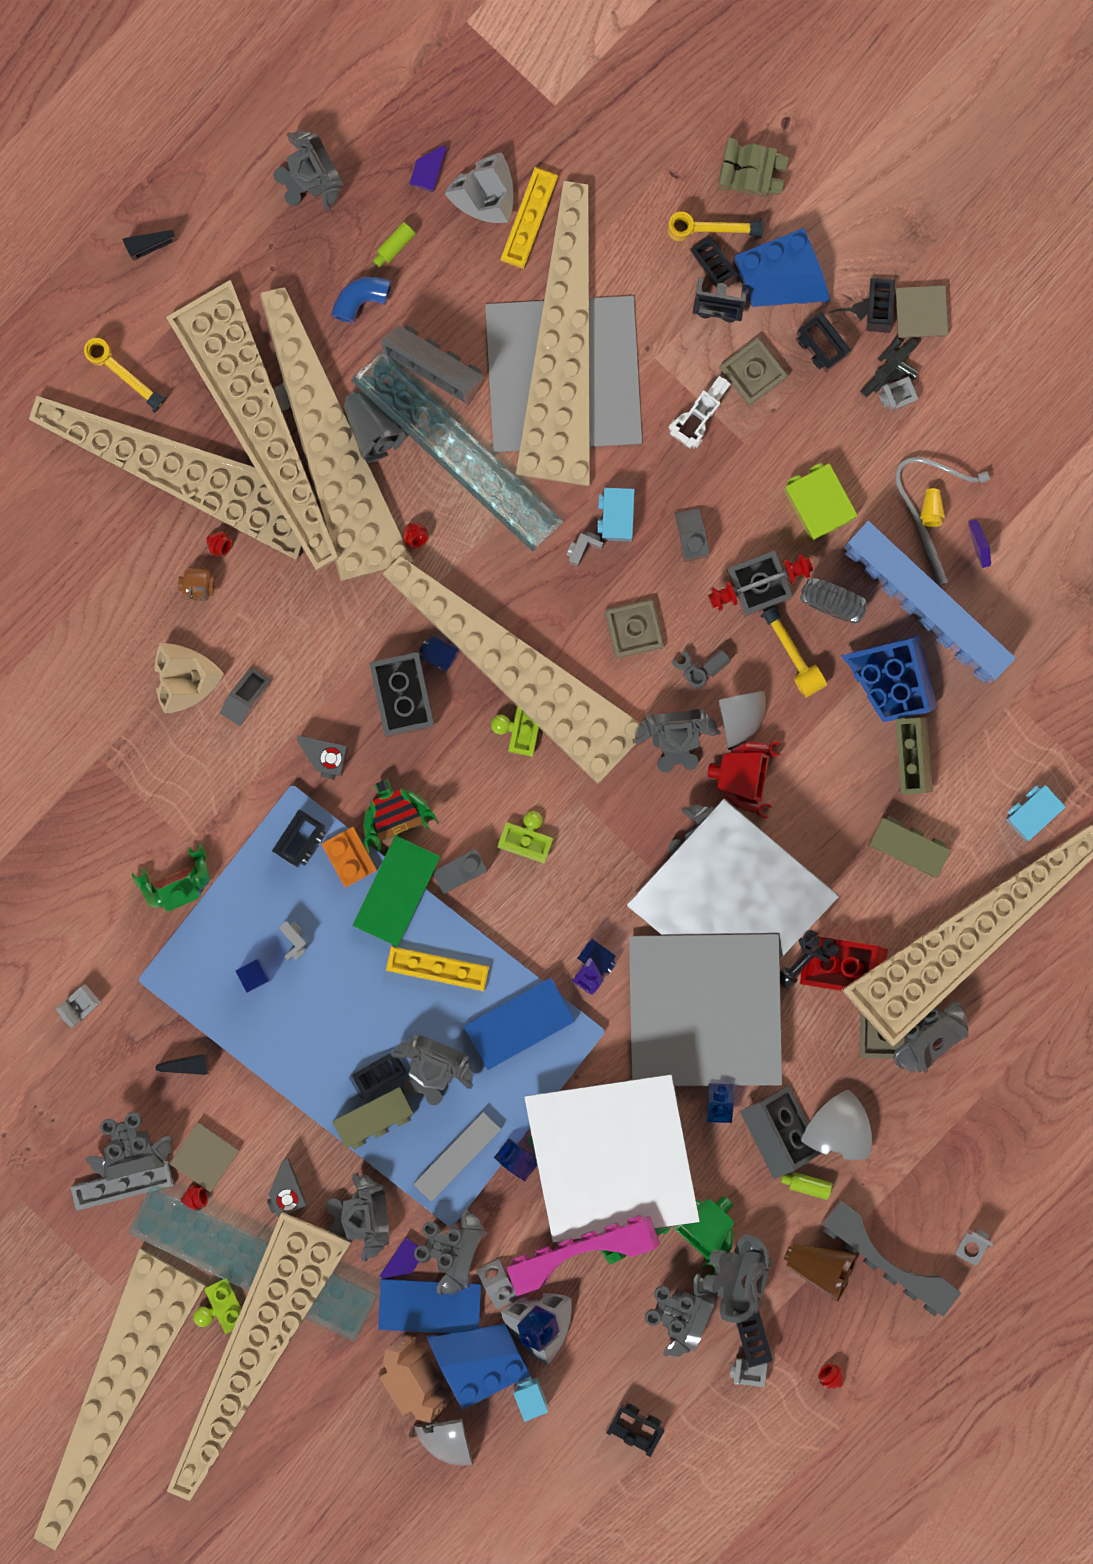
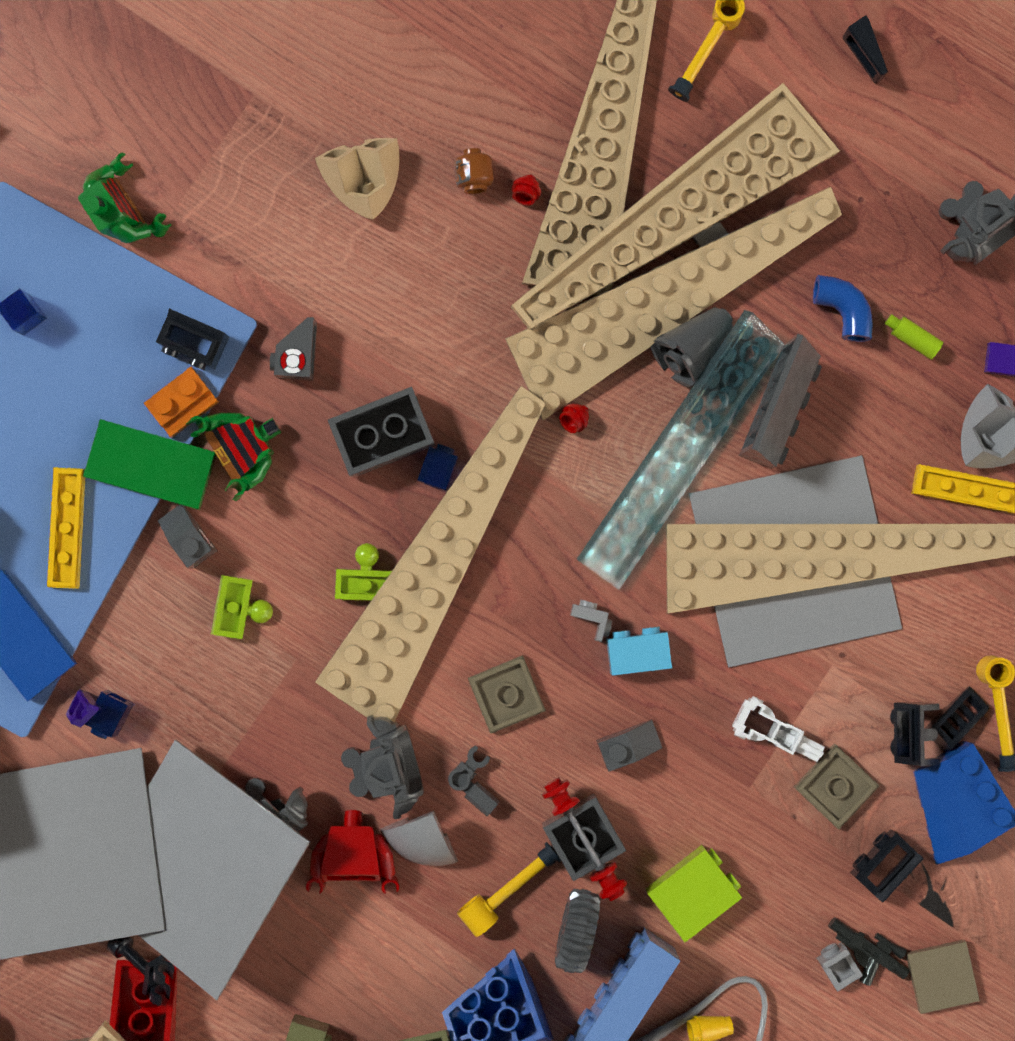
camera: 80 degrees right, 0 degrees up
(245, 696) = (351, 249): dark grey slope -> none
(293, 933) = (77, 352): light grey bracket -> none
(880, 320) = (922, 926): black slope -> none

